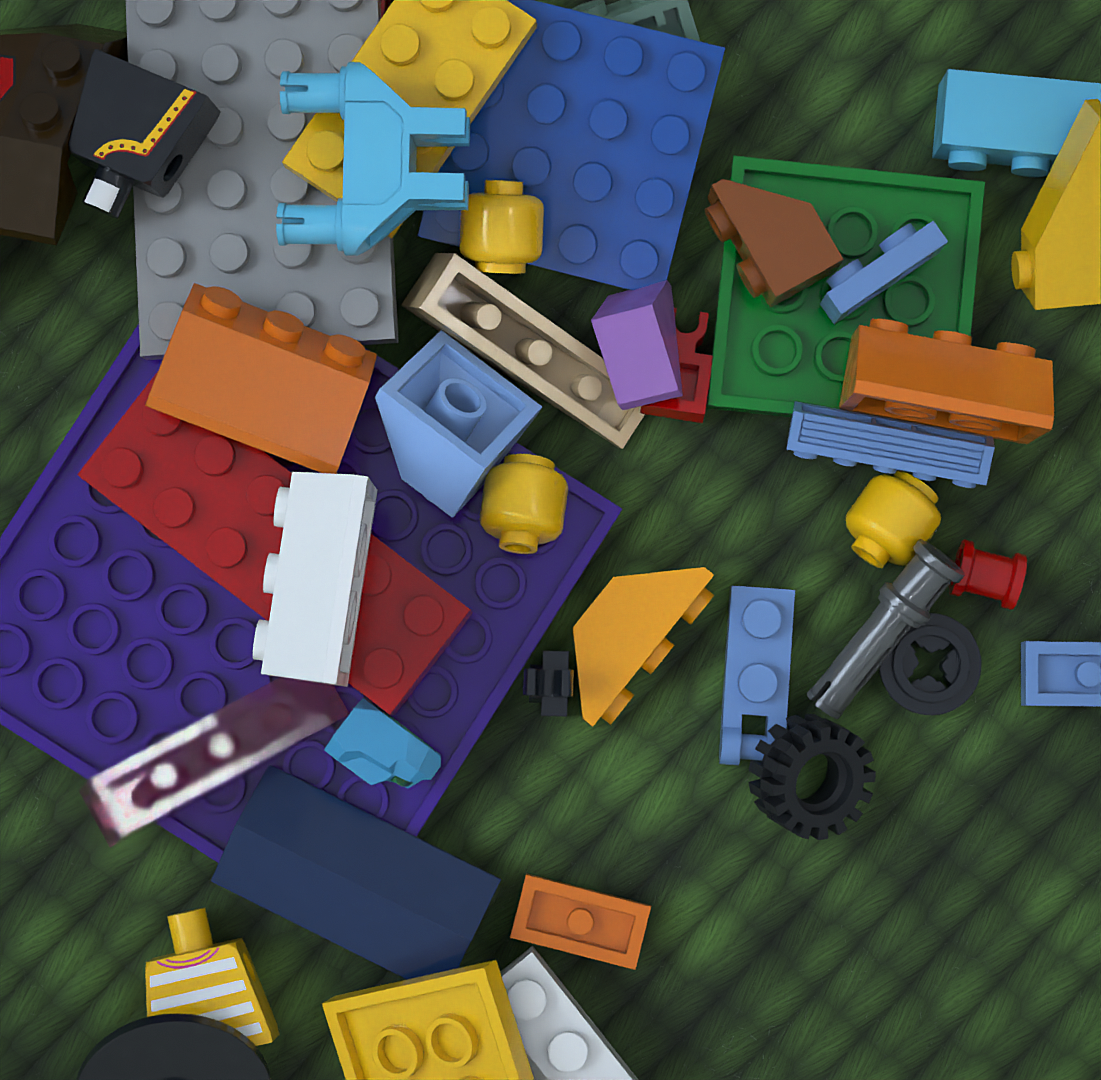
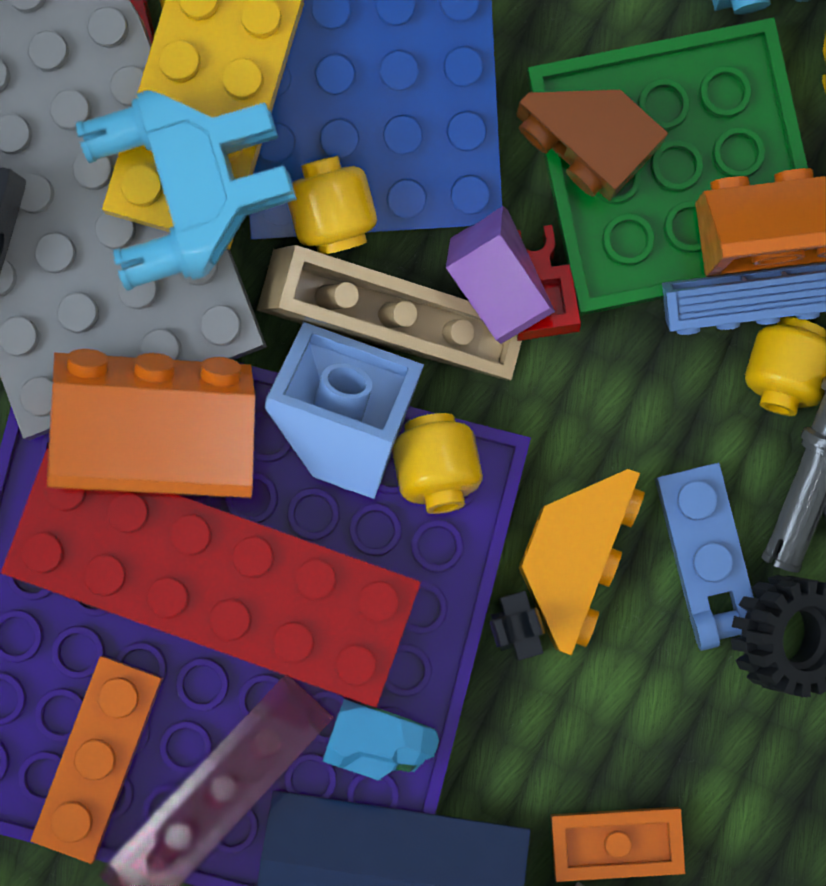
camera: 20 degrees left, 0 degrees up
(112, 681) = (96, 759): none -> orange plate
(316, 577) = (265, 601): white slope -> none
(902, 254) = (720, 110): medium blue plate -> none

